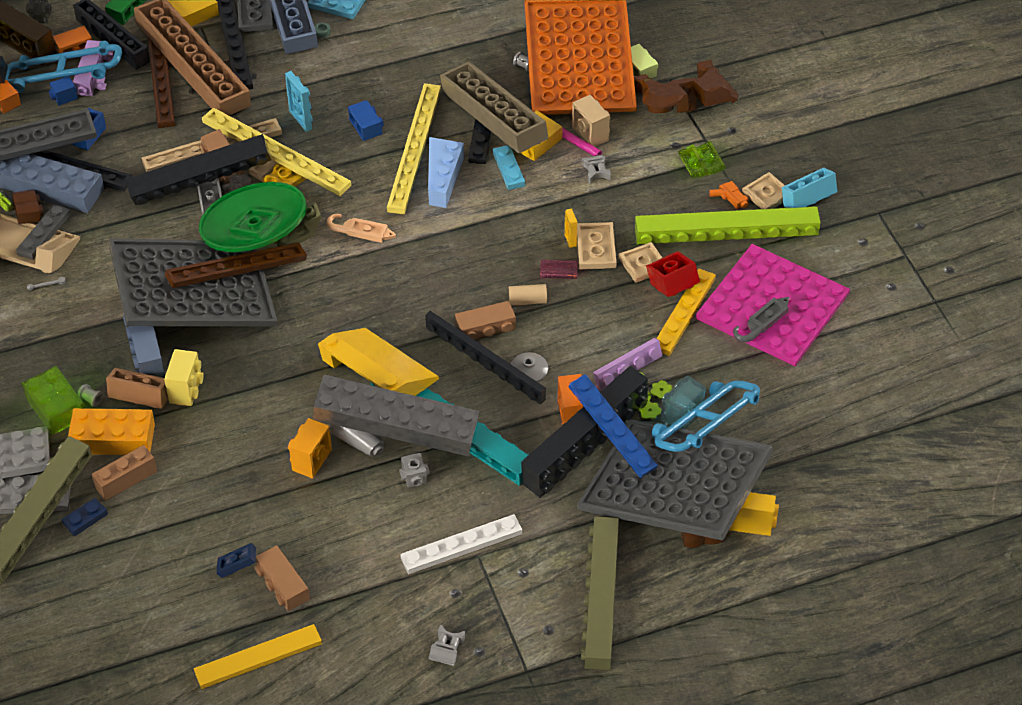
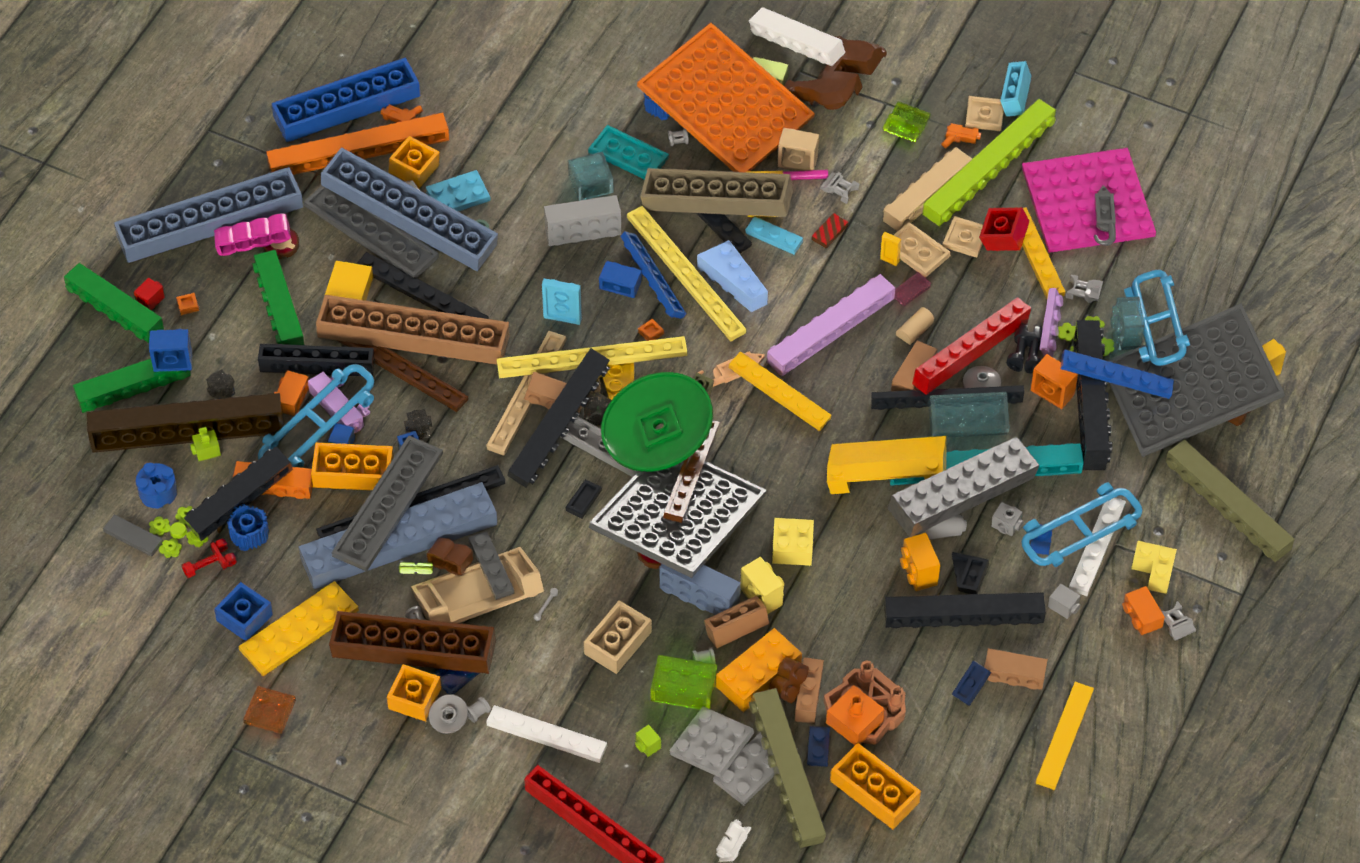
camera: 45 degrees left, 5 degrees up
(38, 101) = (349, 465): none -> light orange brick
(52, 336) = (617, 637): none -> tan brick
(76, 573) = (875, 786): none -> light orange brick
(112, 450) = (789, 678): none -> reddish brown brick
(117, 509) = (855, 715): none -> orange brick
(118, 115) = (419, 422): none -> clear smoke brick
(161, 516) = (885, 693): none -> nougat brick
(162, 233) = (583, 499): none -> black tile
(248, 367) = (793, 541): none -> light yellow brick
(303, 509) = (964, 610): none -> black brick
(341, 486) = (969, 572): none -> black wing
(344, 167) = (651, 330): none -> orange tile
(373, 266) = (779, 391): none -> yellow plate
(381, 561) = (1064, 601): none -> light grey brick
(385, 65) = (582, 220): none -> light grey brick
(390, 133) = (653, 275): none -> blue plate
(411, 486) = (1106, 493): none -> dark azure bar
(421, 504) = (1042, 543): none -> blue brick
(430, 614) = (1143, 610): none -> orange brick
(431, 45) = (590, 176): none -> clear light blue brick
(467, 249) = (830, 325): none -> lavender brick
(478, 377) = (969, 414): none -> clear light blue brick
(480, 48) = (628, 152): none -> teal tile
(484, 592) = (1157, 561): none -> light yellow brick
(542, 332) = (971, 346): none -> red brick
(551, 191) = (830, 230): none -> tile
(596, 359) = (1022, 339): none -> black piece
(623, 211) = (910, 203): none -> tan brick
(683, 49) = (797, 36): none -> white brick
(690, 367) = (1091, 294): none -> light grey piece

